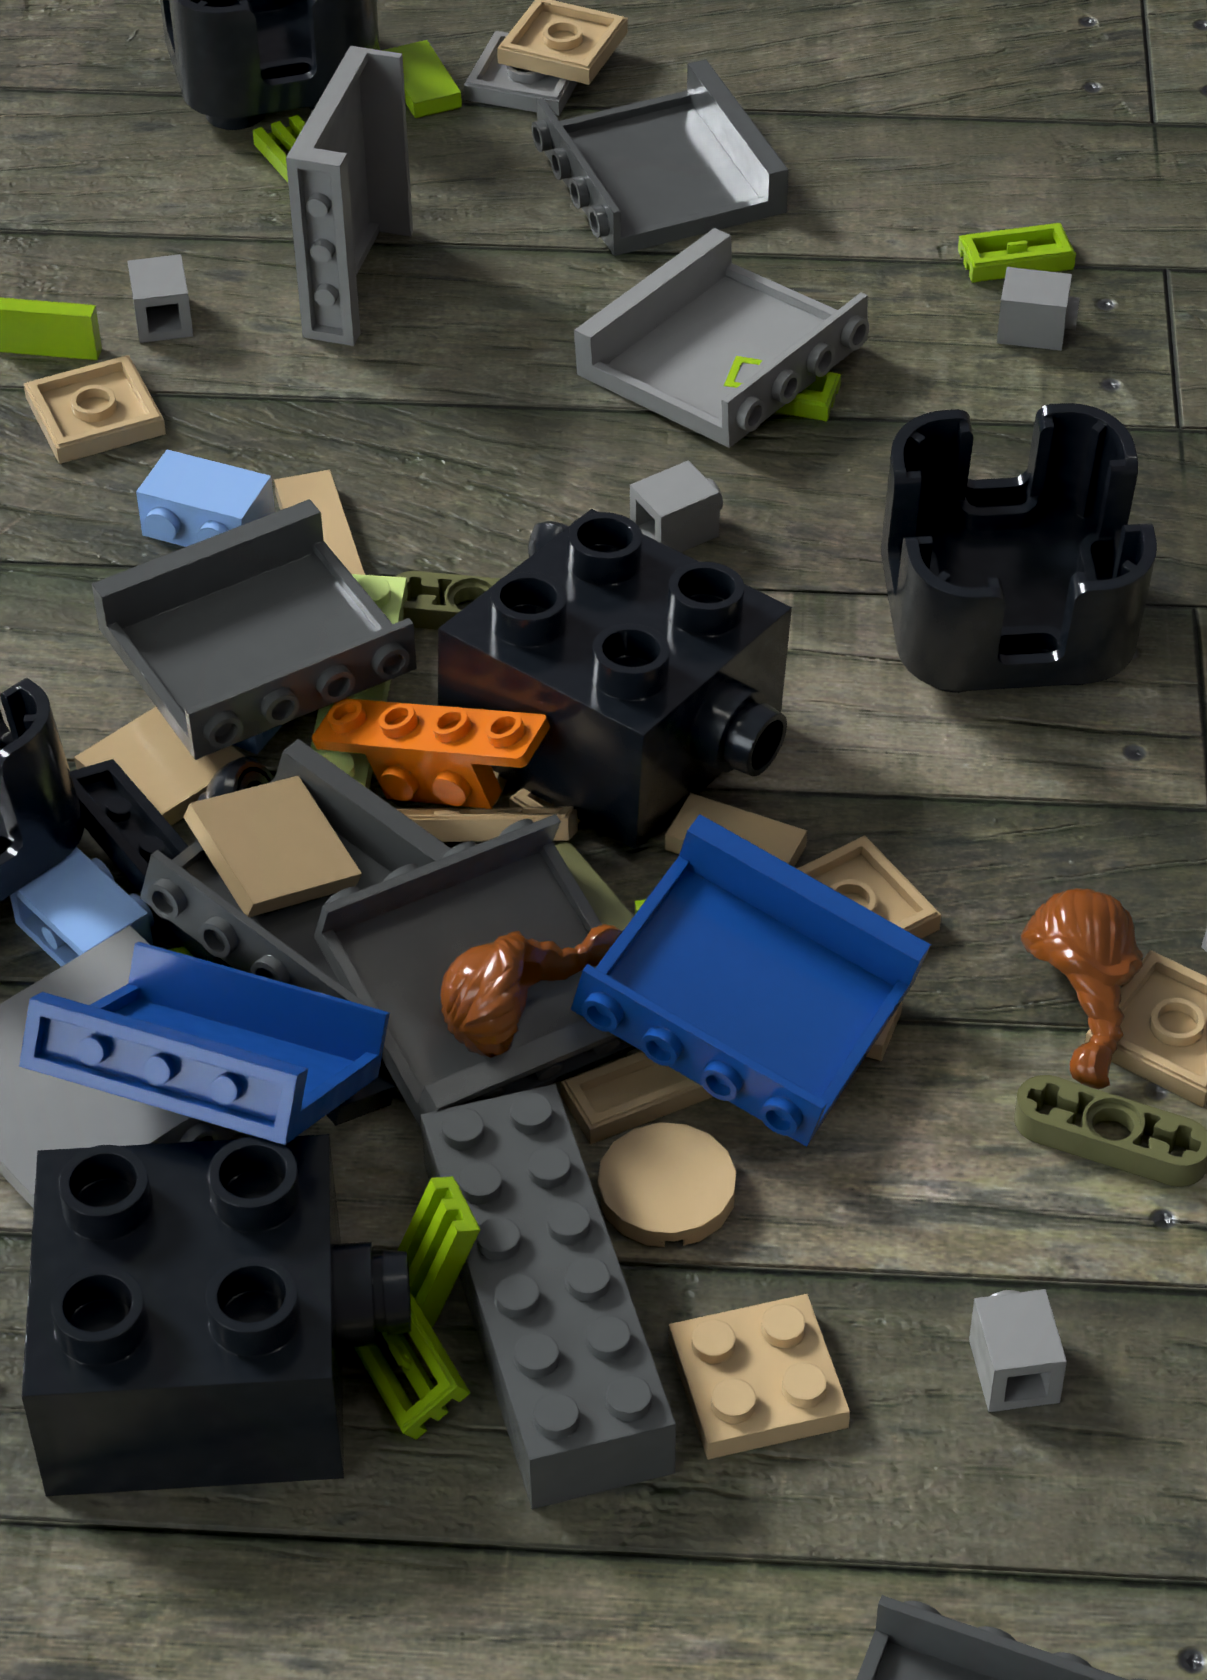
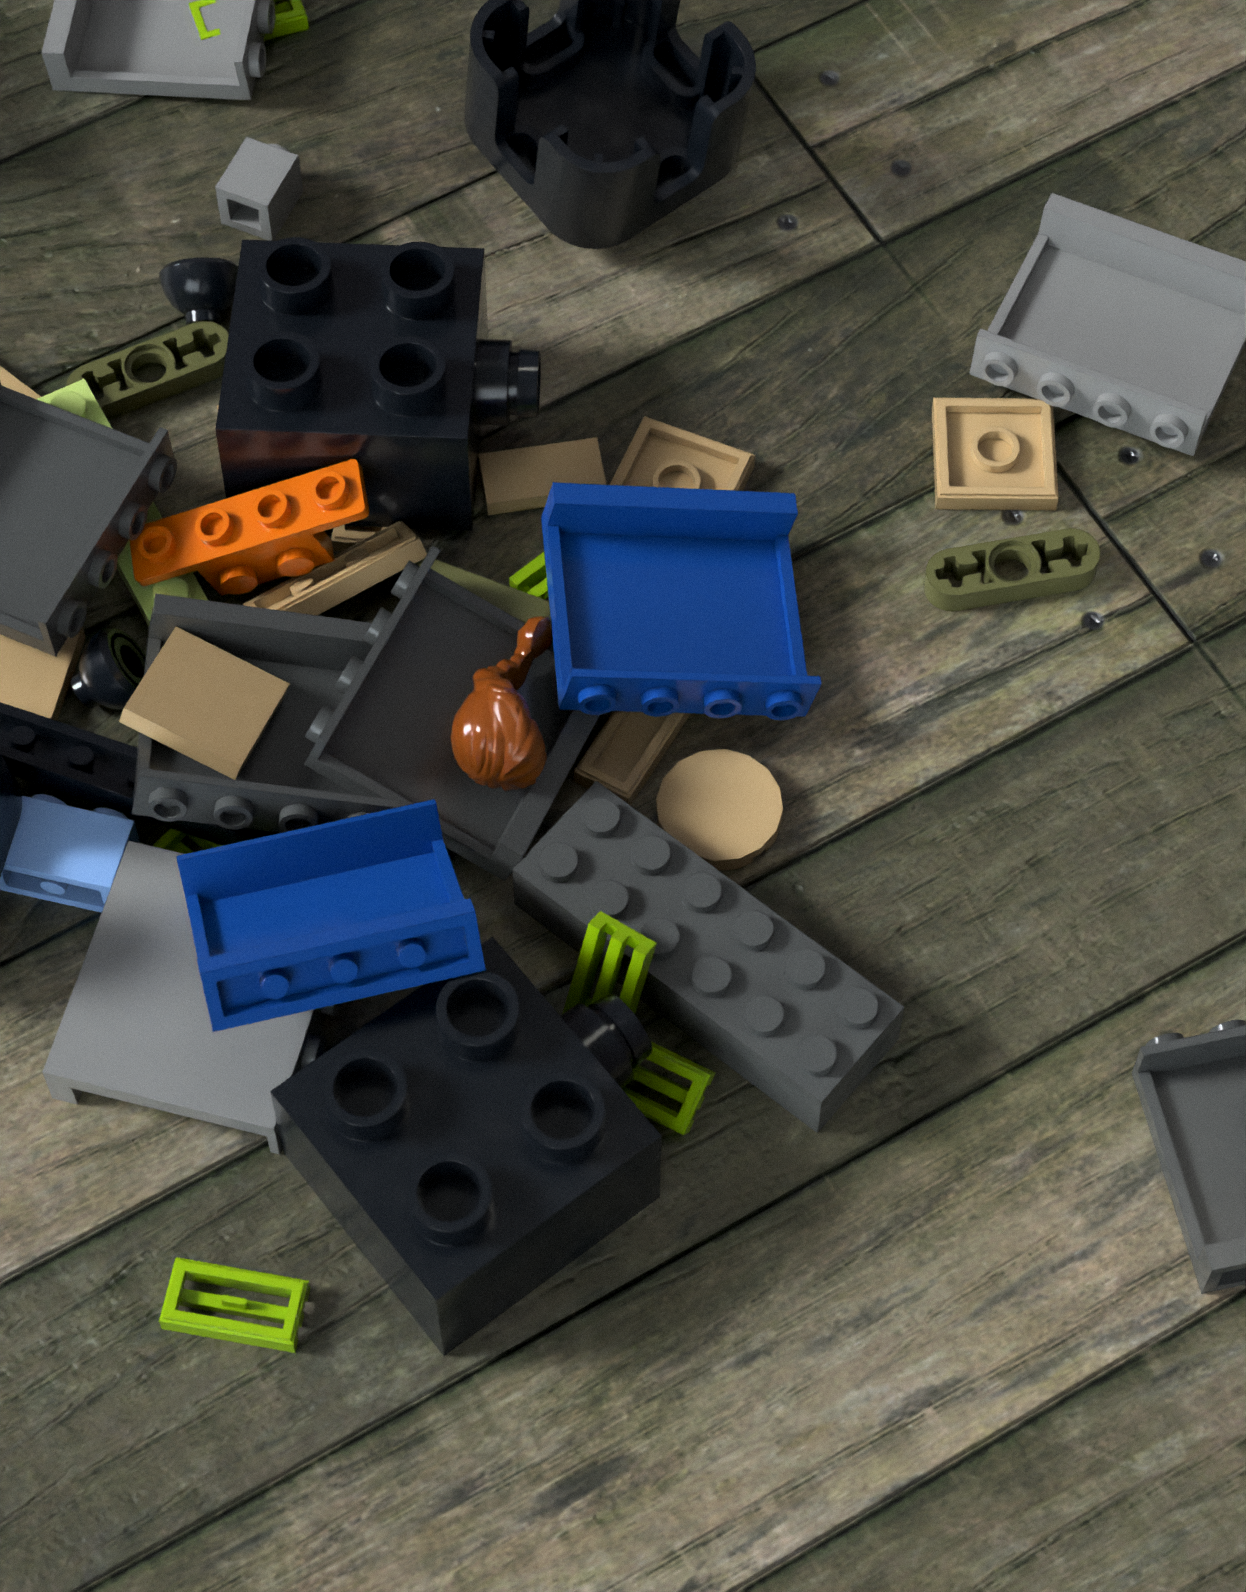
camera: 35 degrees left, 15 degrees up
(758, 1376) = (904, 926): tan plate -> none
(1017, 1350) = (1079, 792): light grey brick -> none
(1096, 948) = (899, 421): dark orange hair -> none

